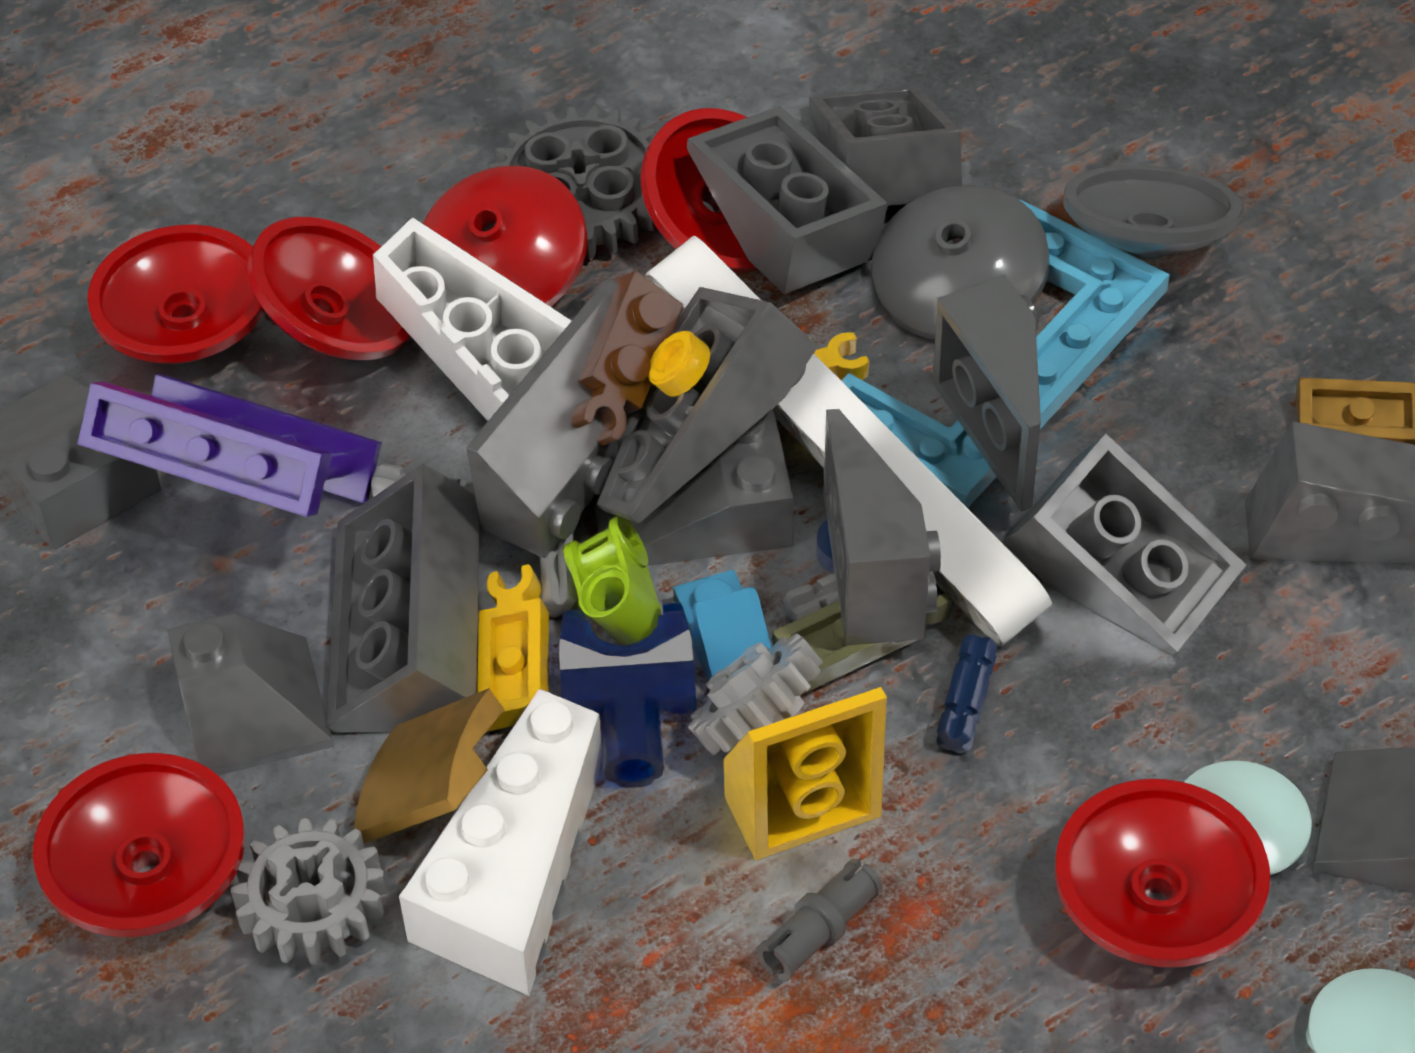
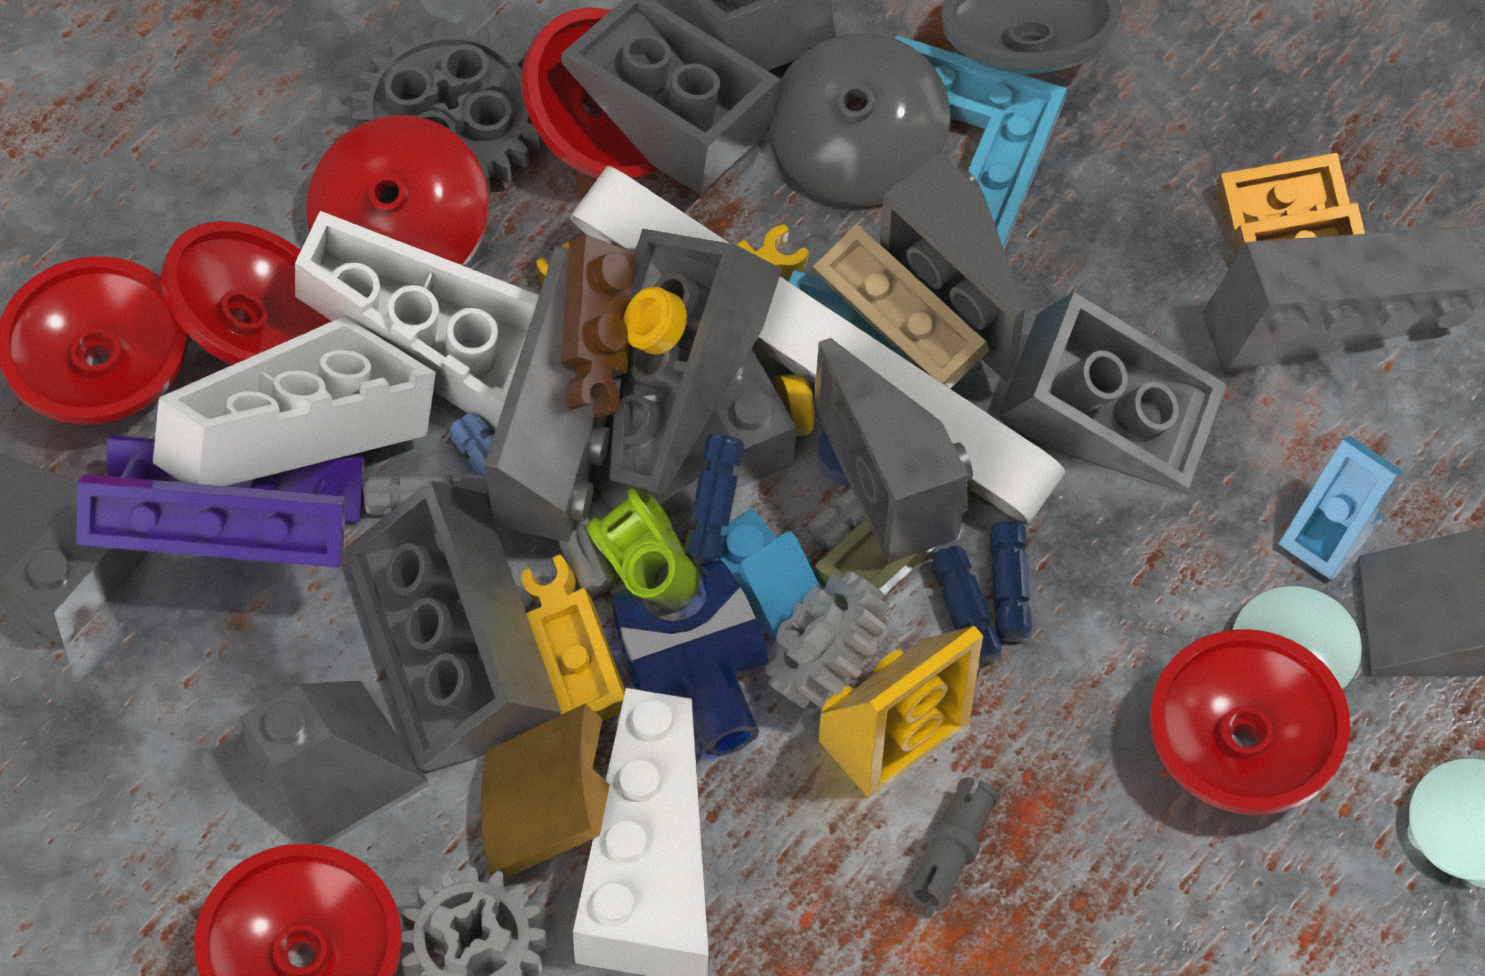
camera: 20 degrees left, 10 degrees up
(323, 377) = (294, 407): none -> white wedge
(692, 543) = (714, 497): none -> dark blue axle
(807, 489) = (798, 401): none -> yellow tile
(914, 706) = (965, 599): none -> dark blue axle
(935, 419) = (900, 307): none -> tan plate
(1326, 698) = (1341, 508): none -> dark azure slope

